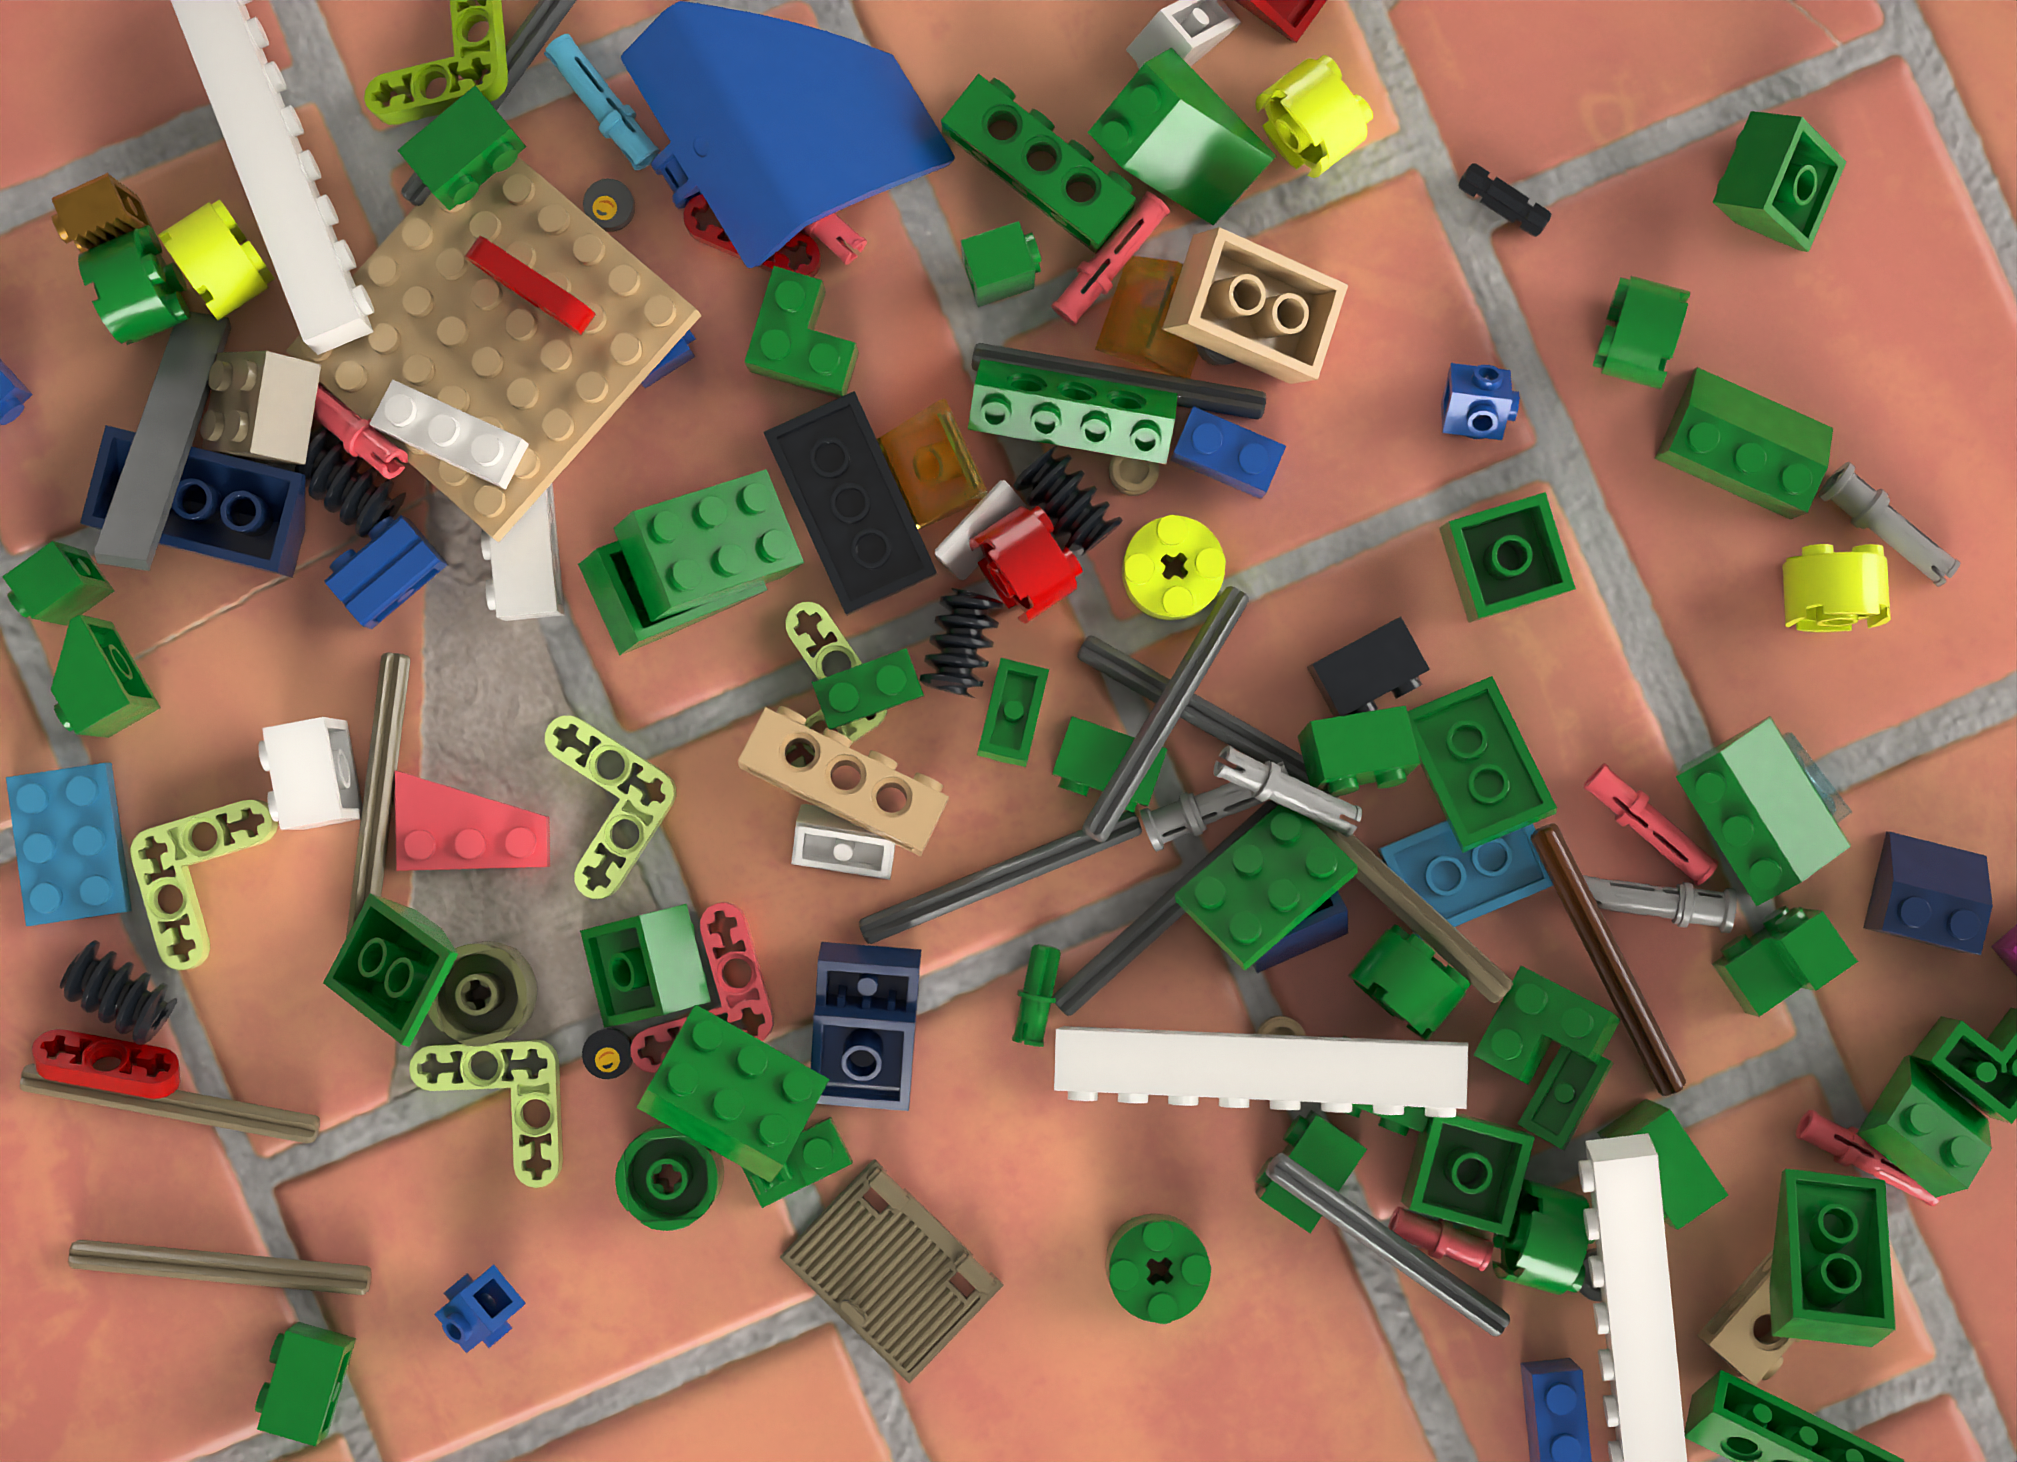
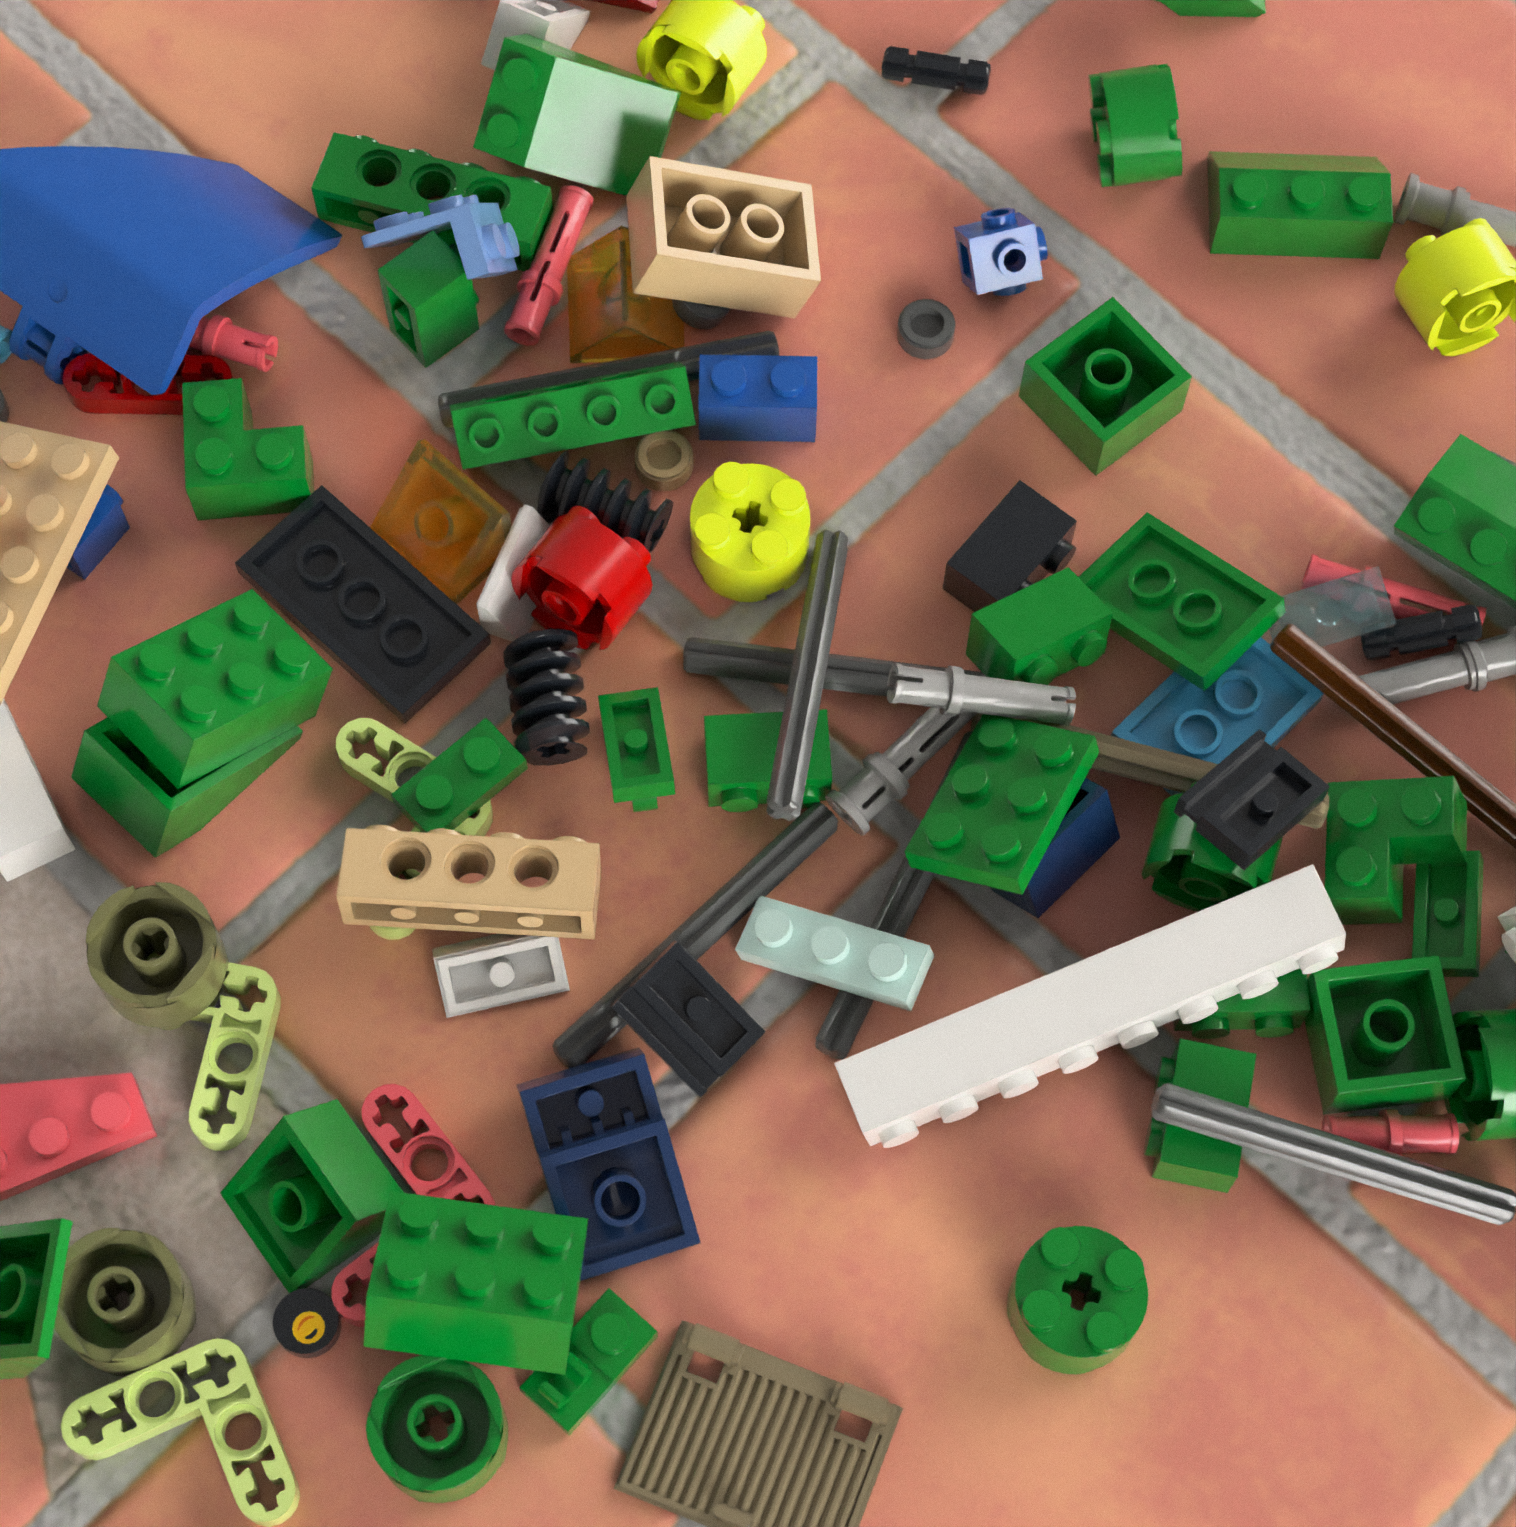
camera: 20 degrees left, 20 degrees down
(563, 740) = (172, 925): none -> olive brick
(964, 945) = (687, 1018): none -> black plate
(1037, 995) = (796, 1047): green axle -> none
(1050, 218) = (482, 238): none -> medium blue bracket
(1094, 938) = (835, 952): none -> light aqua plate
(1391, 437) = (926, 329): none -> dark grey tile
(1447, 974) = (1251, 799): none -> black plate
(1598, 820) = (1339, 608): none -> clear light blue plate
(1657, 865) = (1423, 632): none -> black axle

